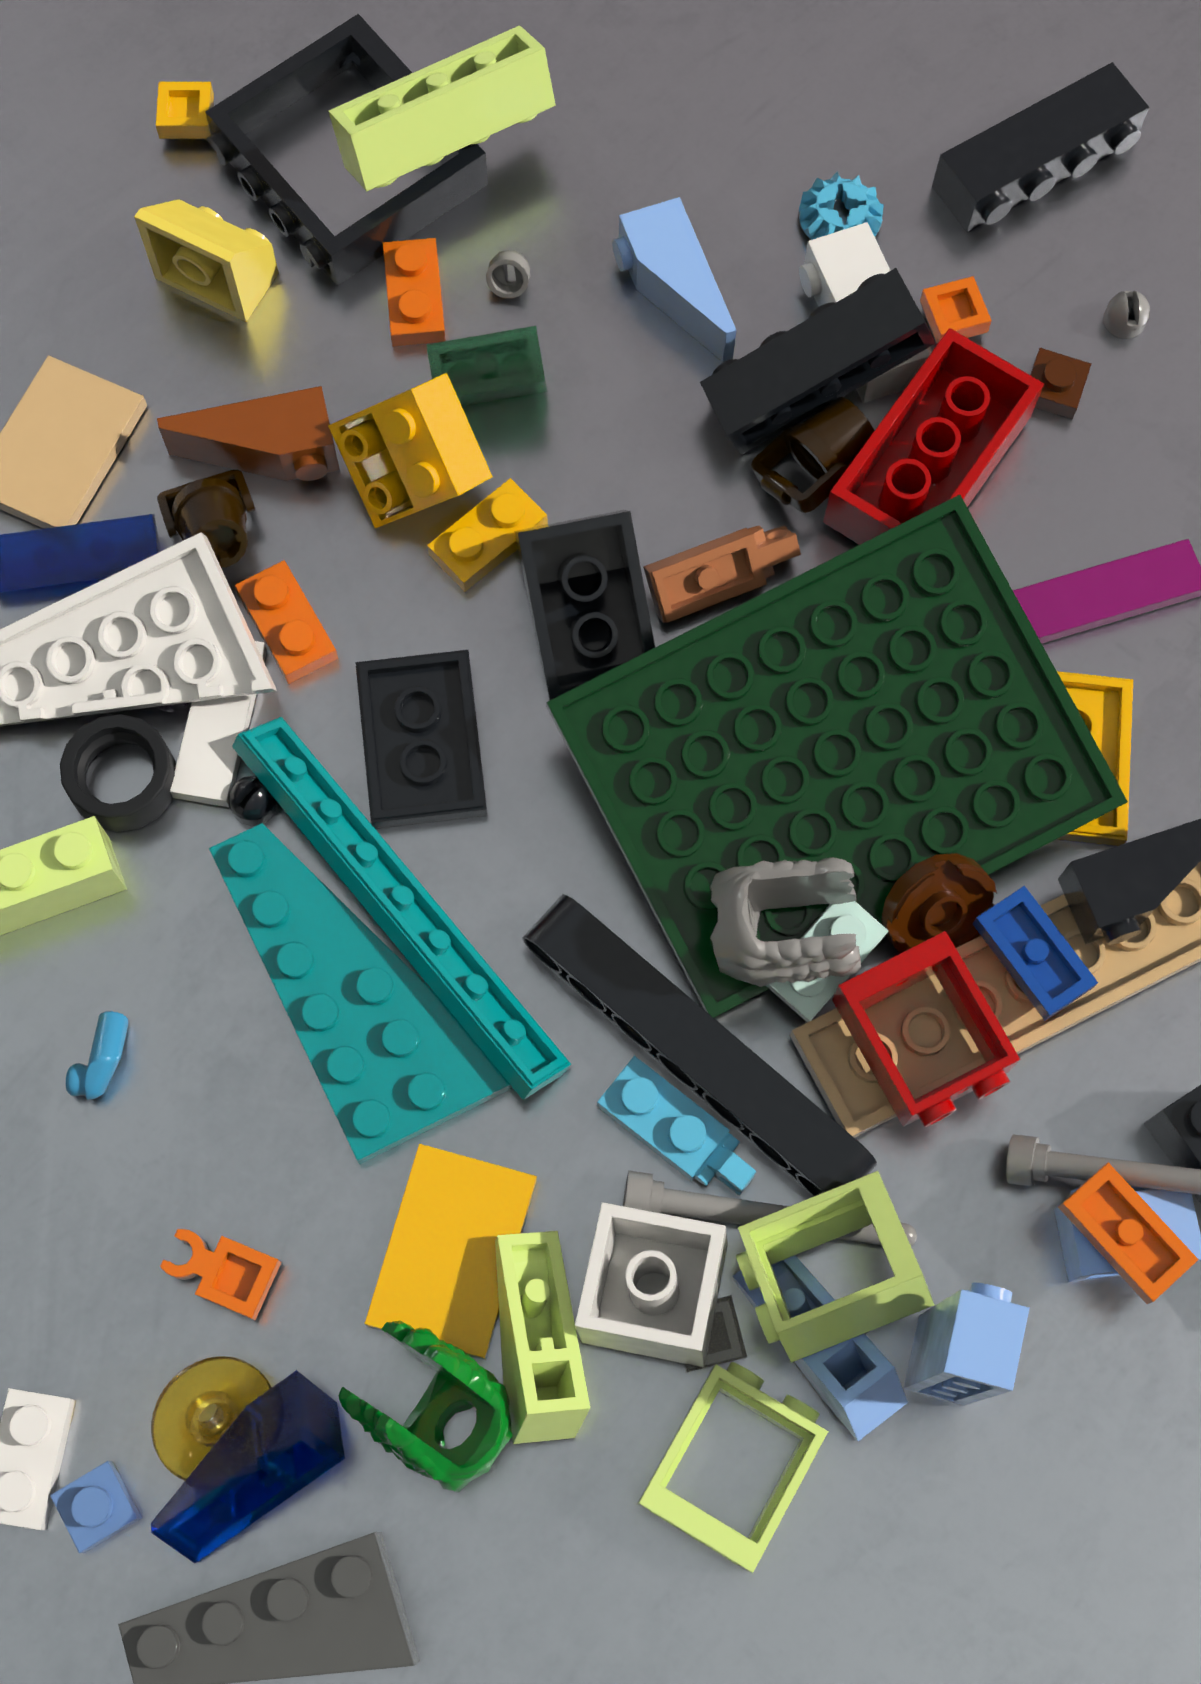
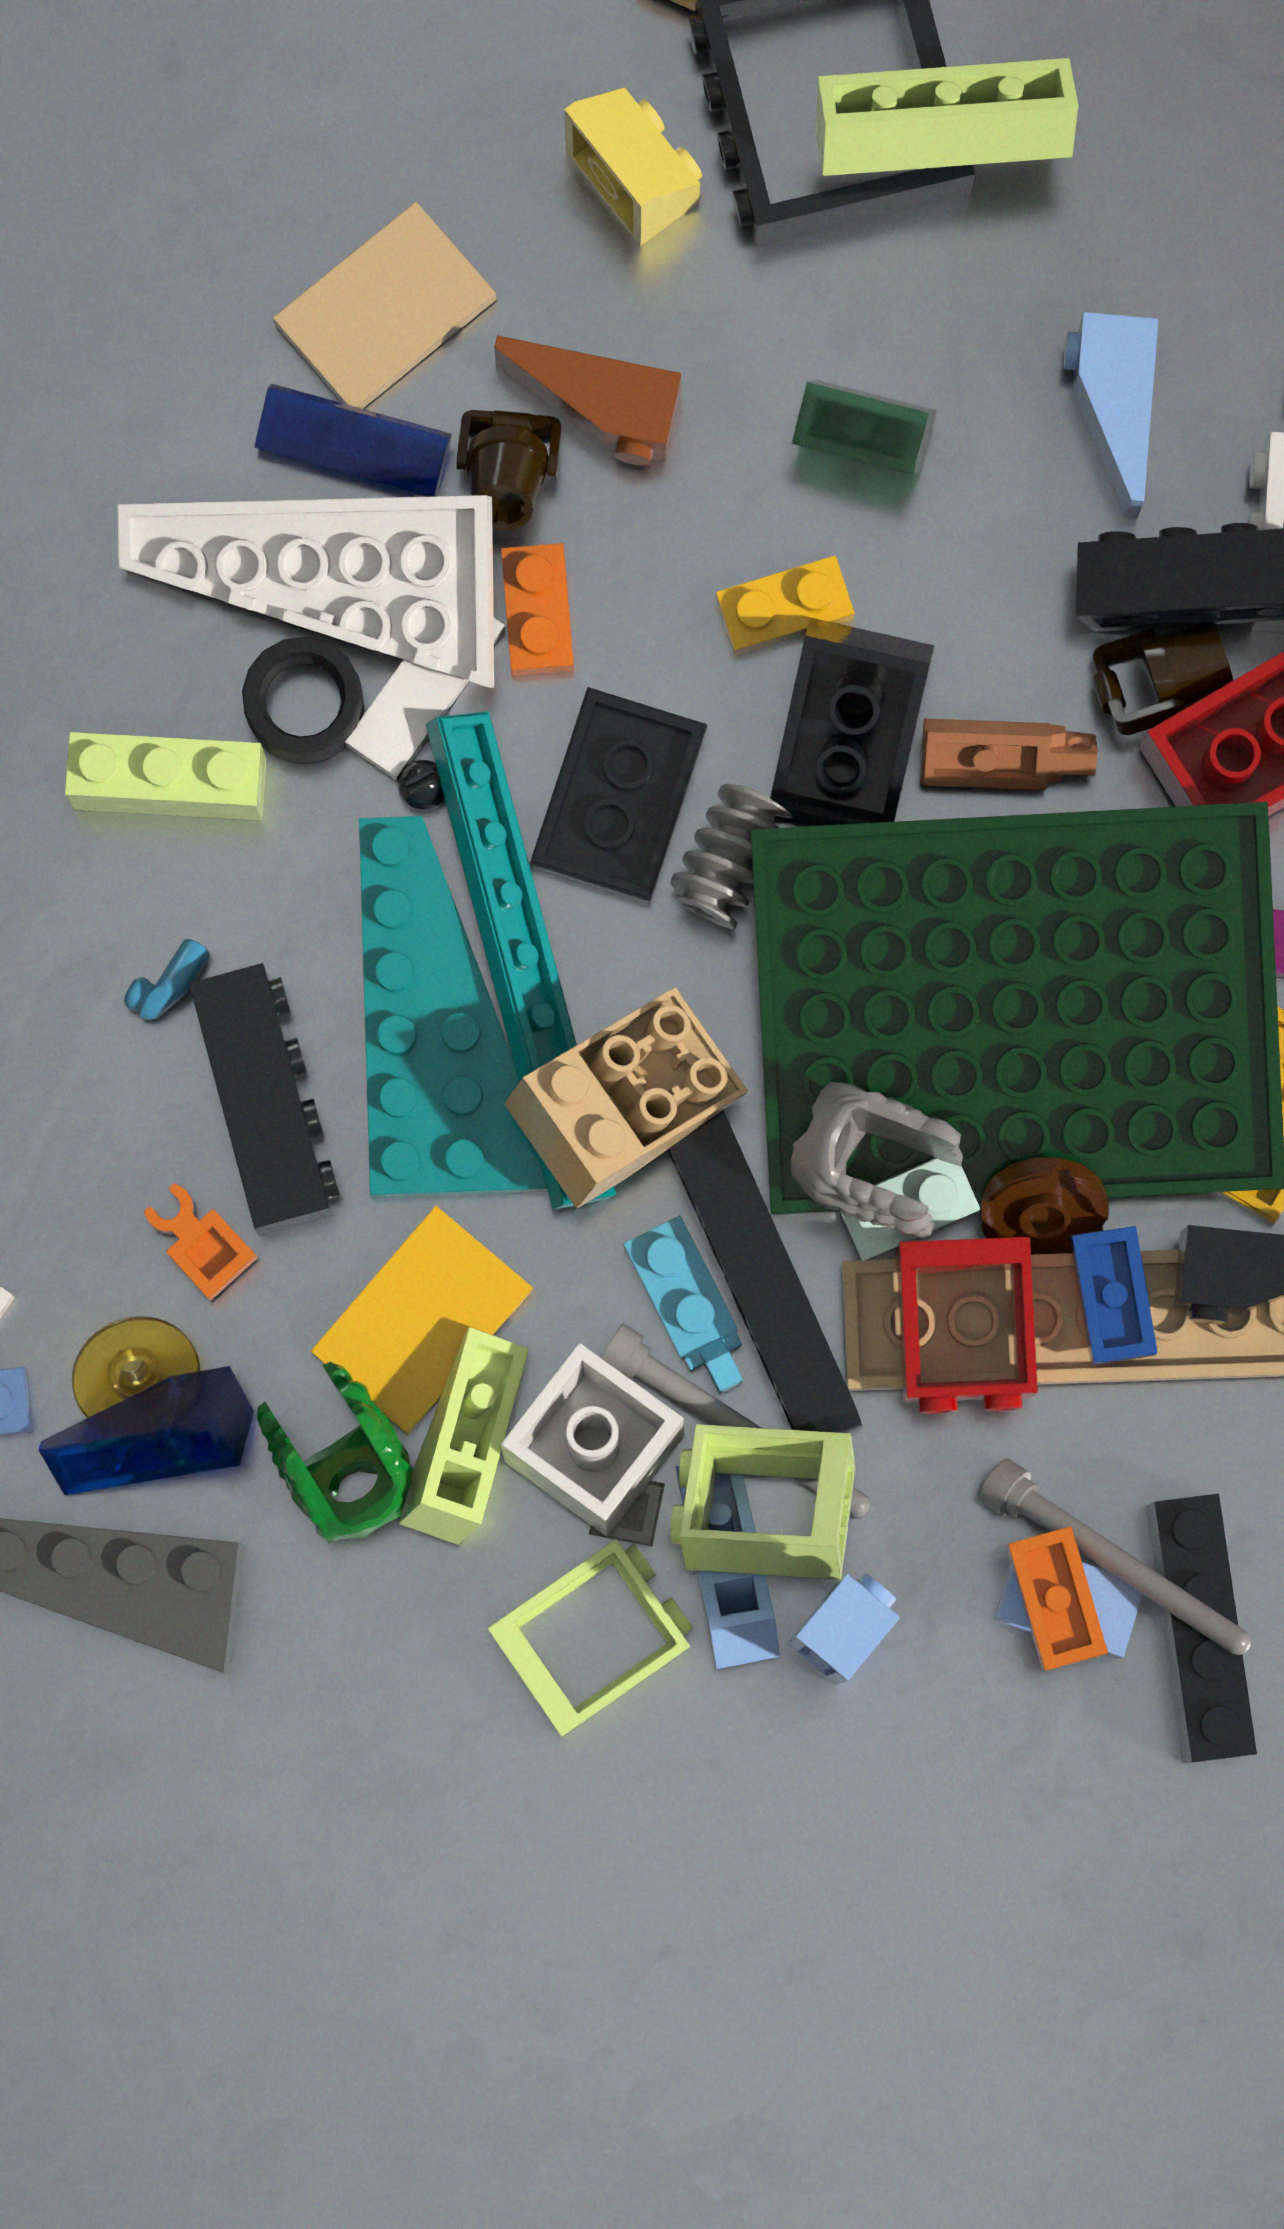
camera: 25 degrees right, 10 degrees up
(225, 1121) = (262, 1099): none -> black brick
(411, 451) = (742, 487): yellow slope -> none
(414, 292) = (832, 292): orange plate -> none
(498, 273) = (929, 312): light grey hinge -> none
(531, 741) = (724, 854): none -> light grey piece
(540, 973) = (624, 1096): none -> tan slope

